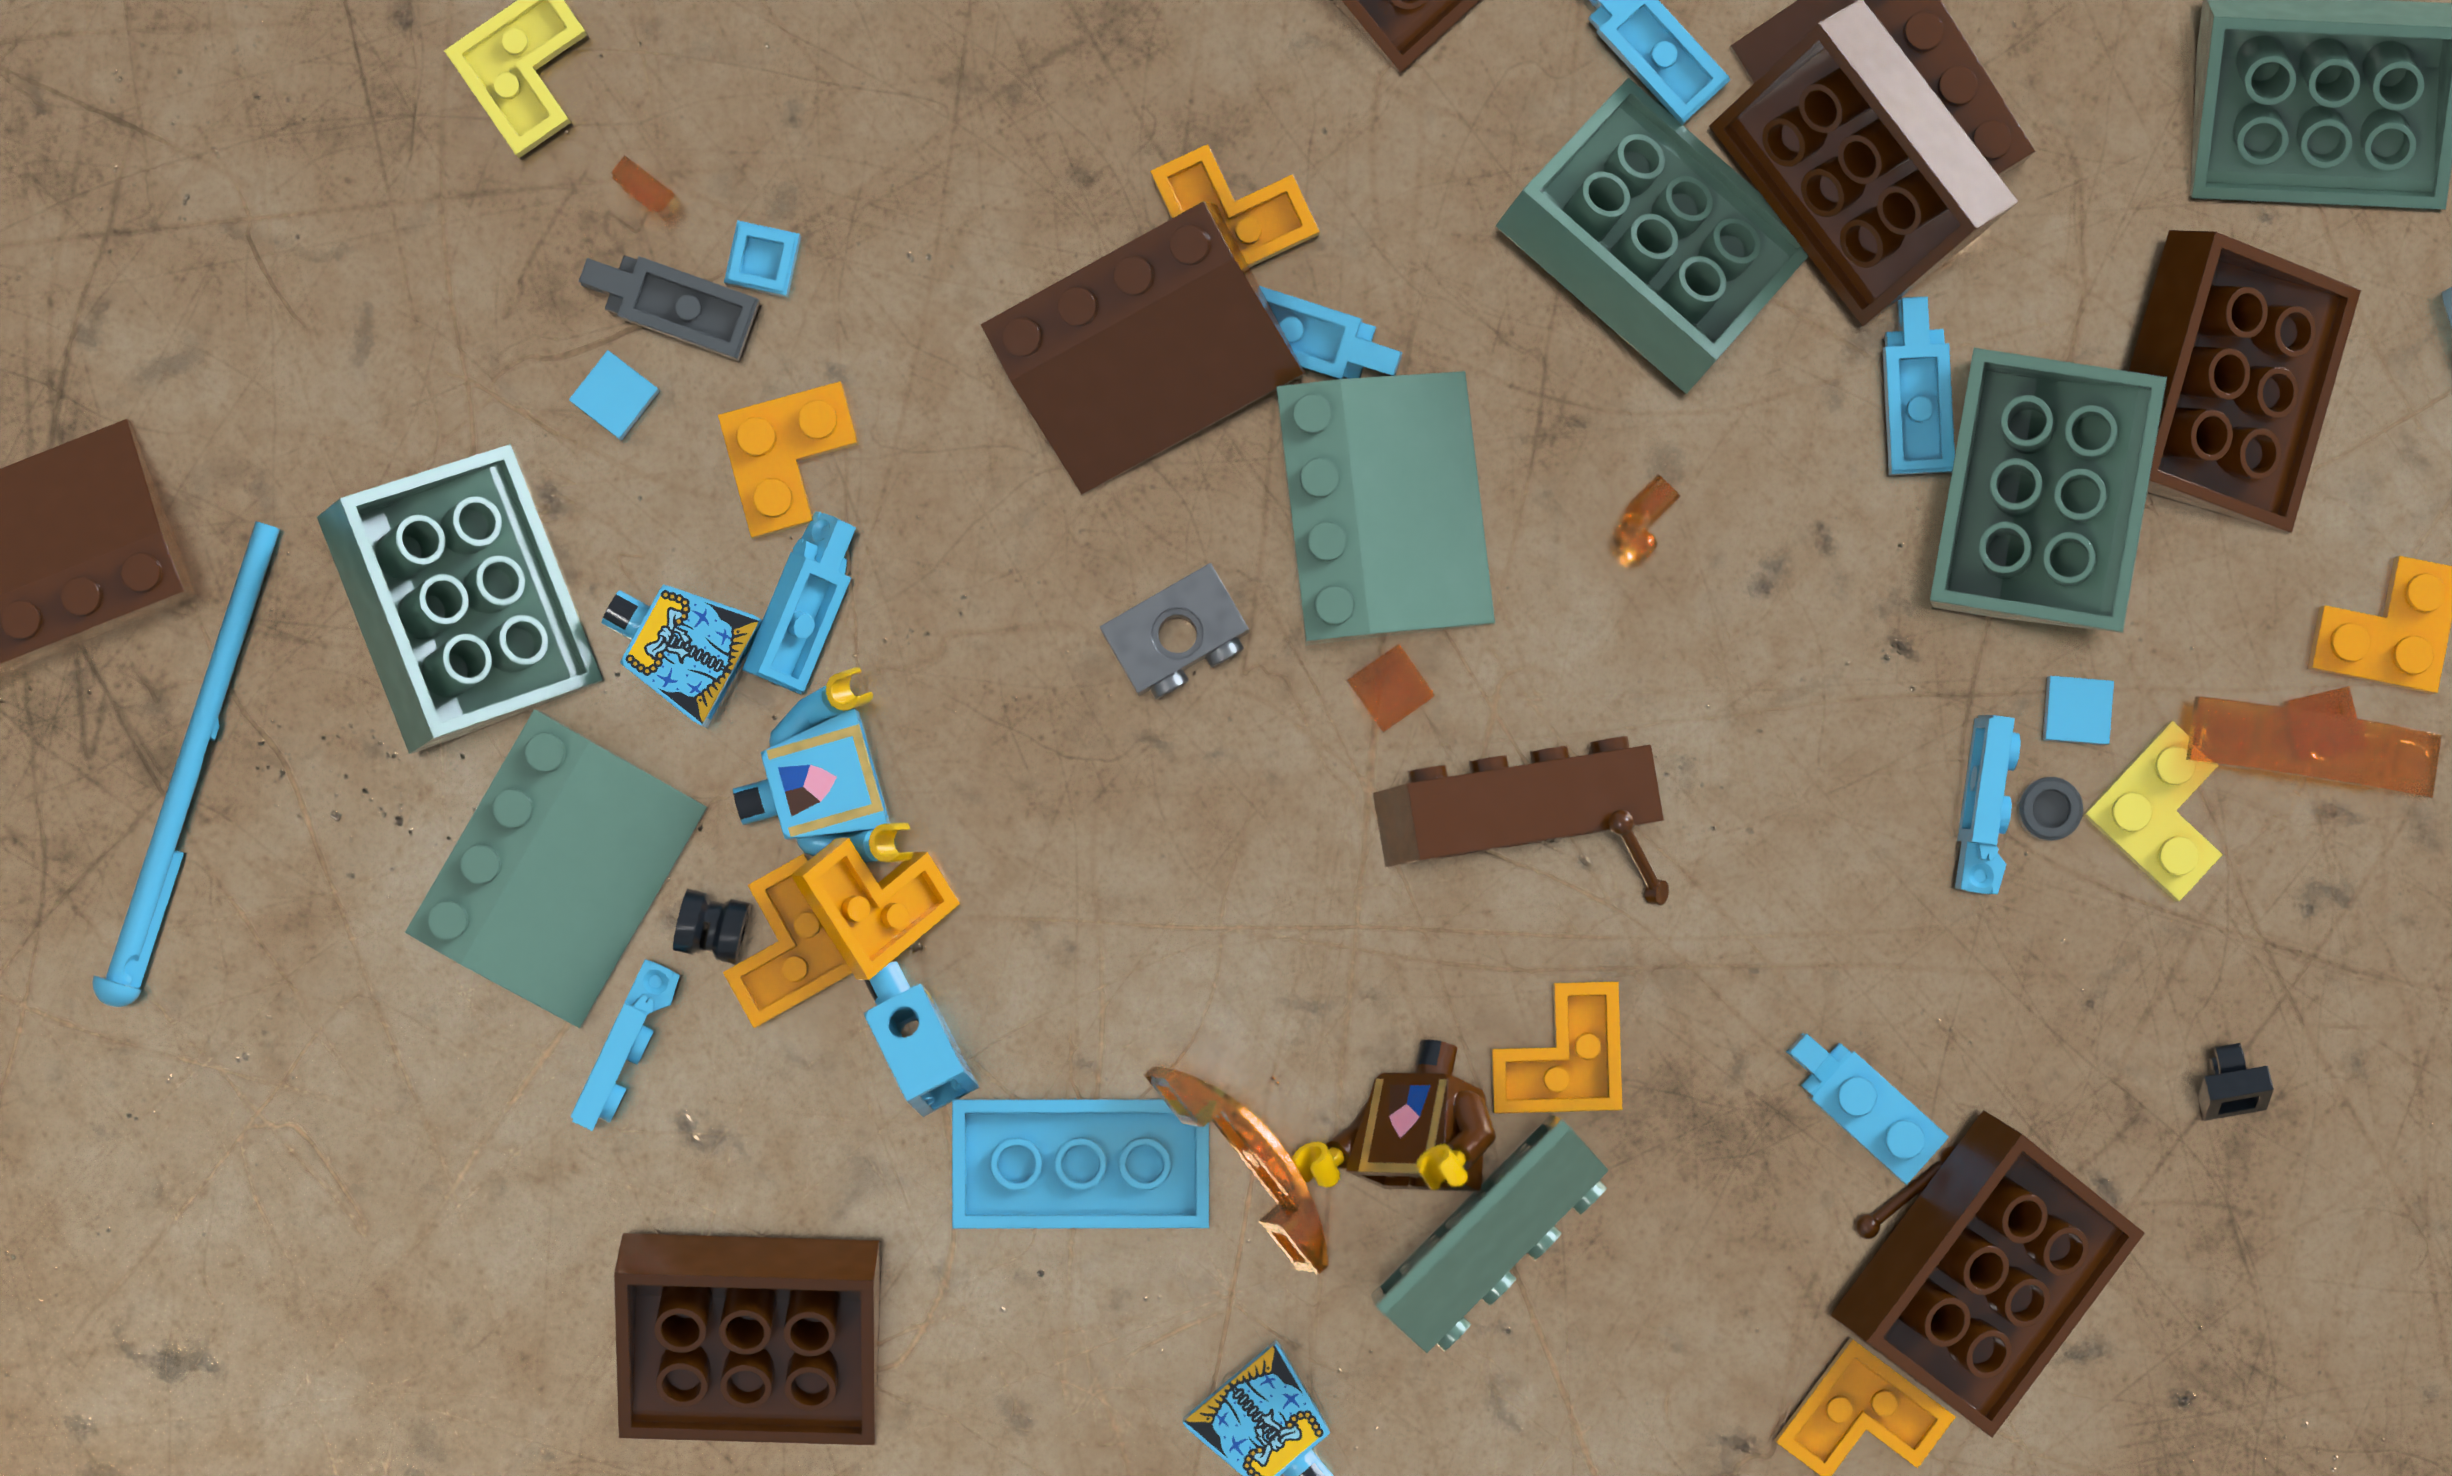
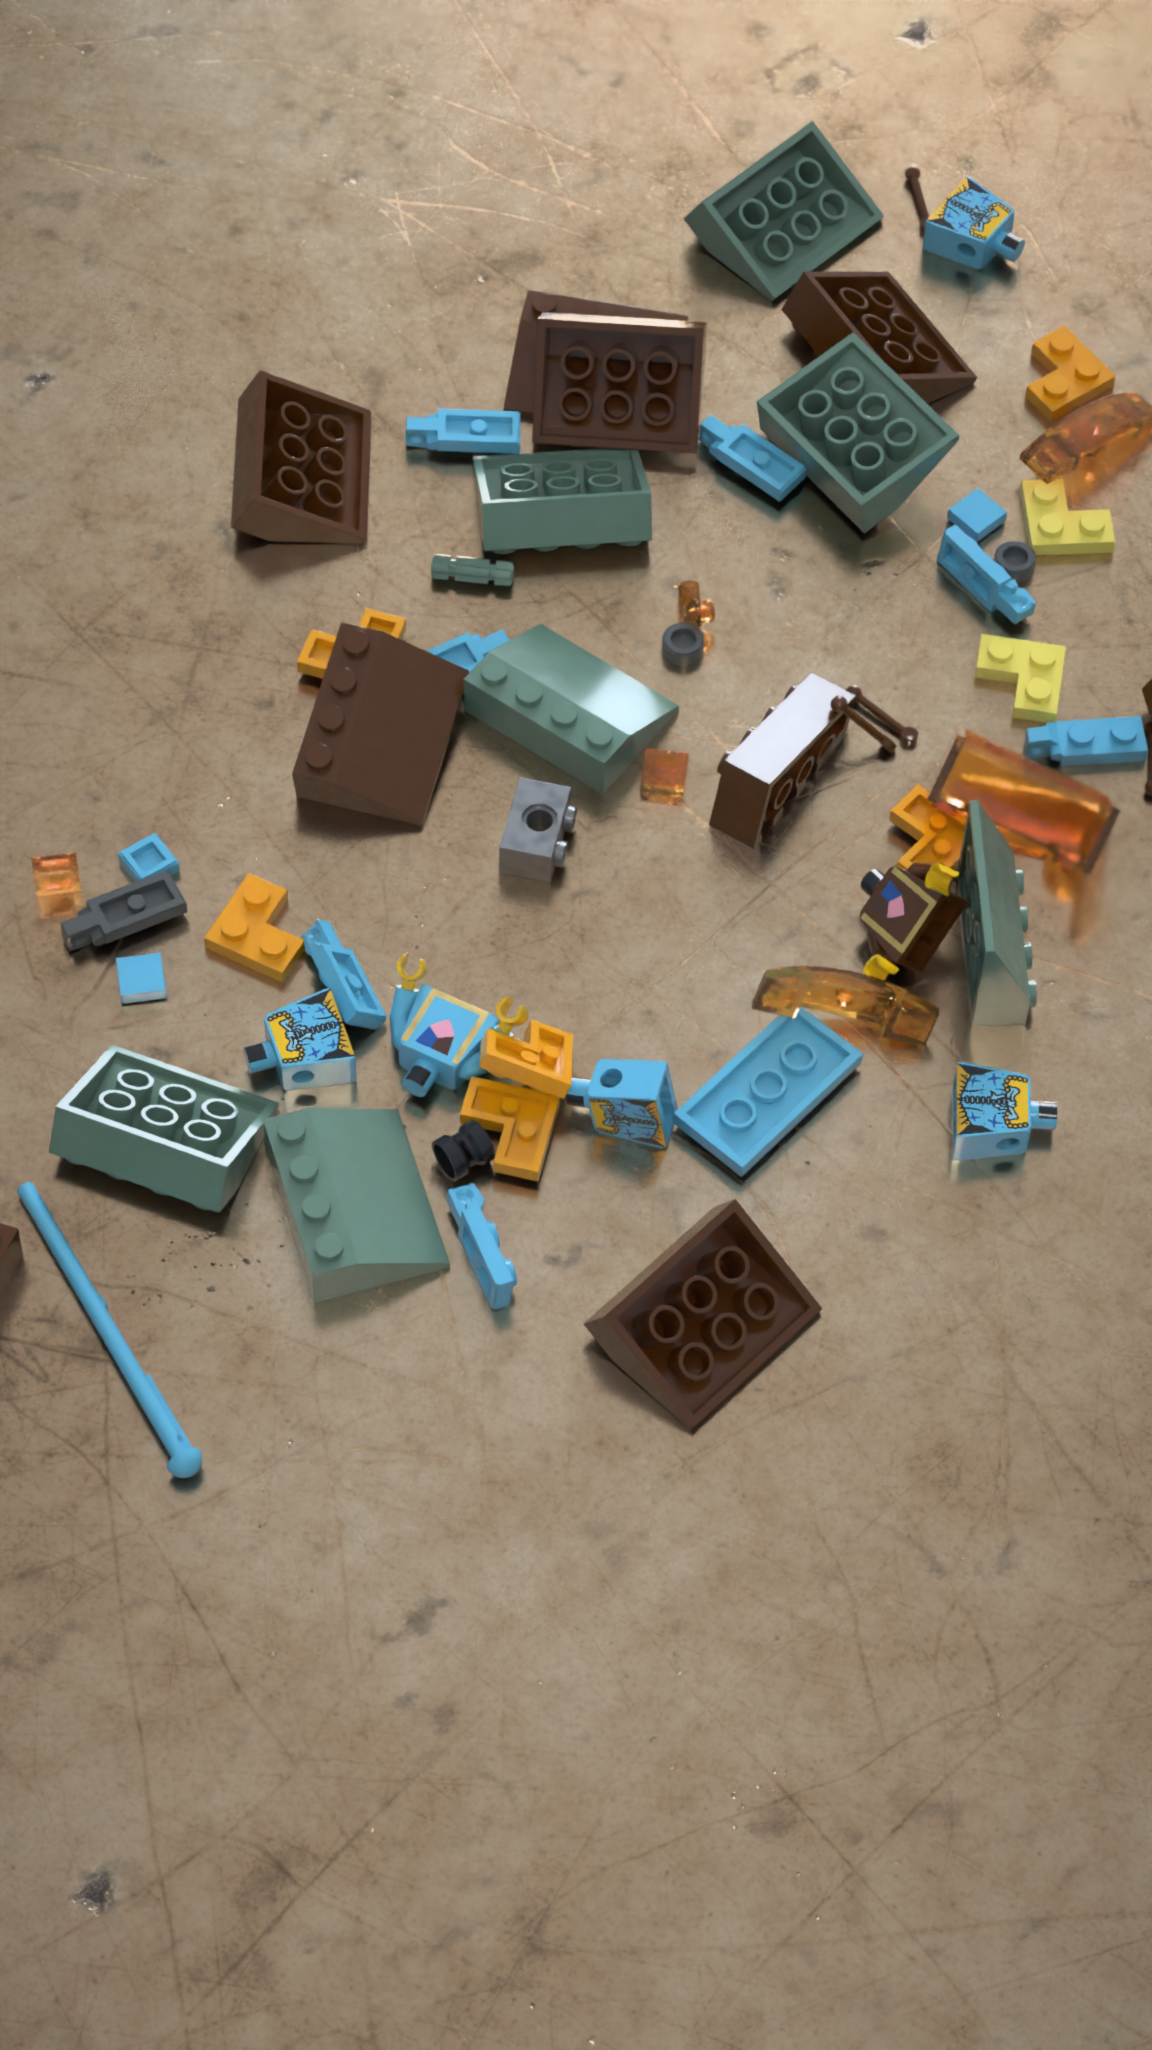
camera: 50 degrees left, 30 degrees down
(1465, 230) = (472, 570): none -> sand green axle
(1584, 550) = (683, 644): none -> dark grey tile
(1692, 901) = (908, 734): none -> reddish brown hinge
(1711, 1116) = (1025, 798): none -> clear orange windscreen
(1913, 963) = (1031, 666): none -> light yellow plate

